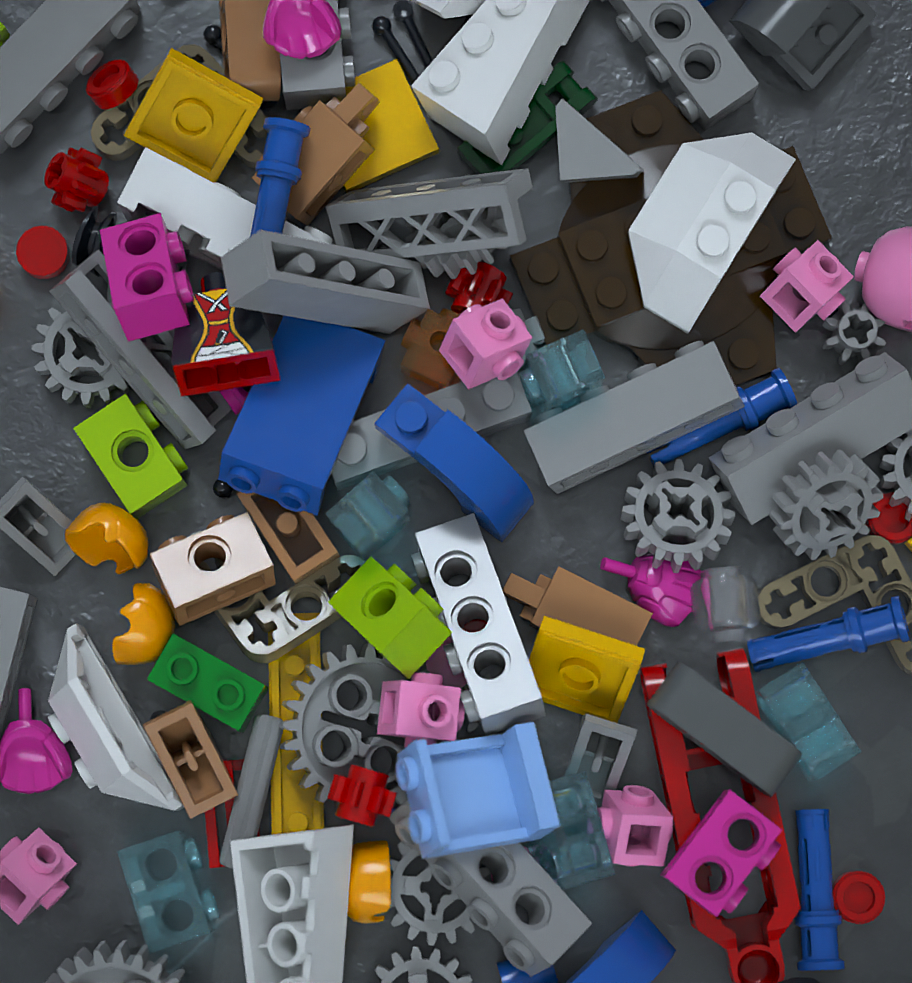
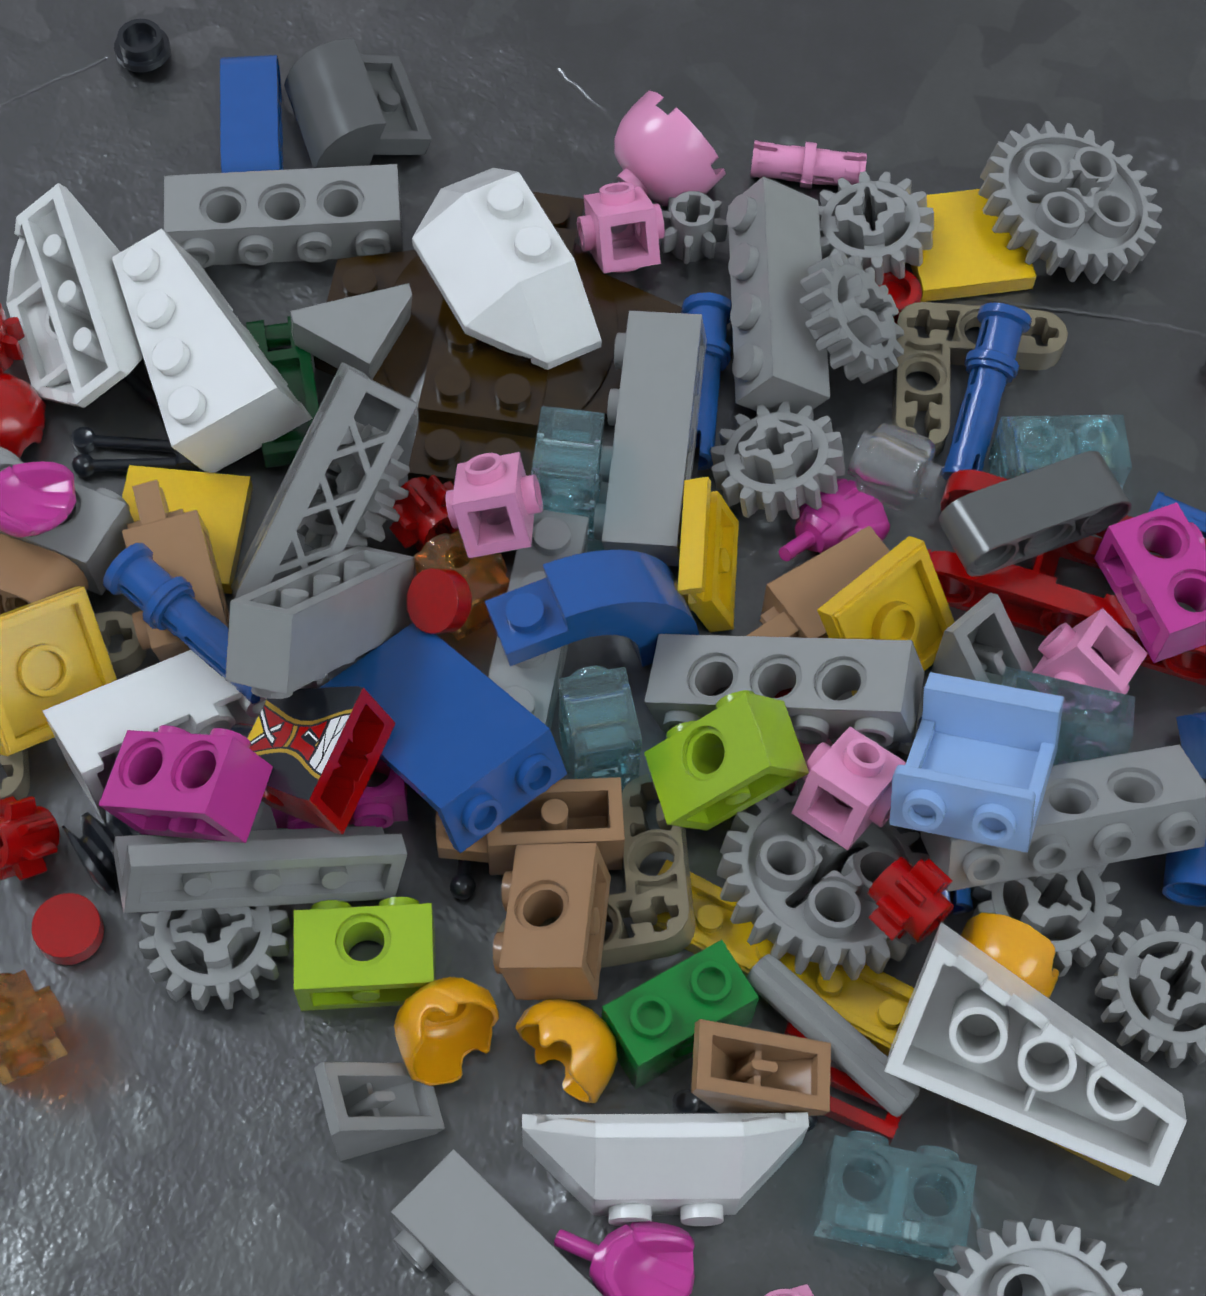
camera: 60 degrees left, 20 degrees down
(398, 349) = (439, 601): none -> red tile
(564, 510) = (708, 555): none -> yellow plate

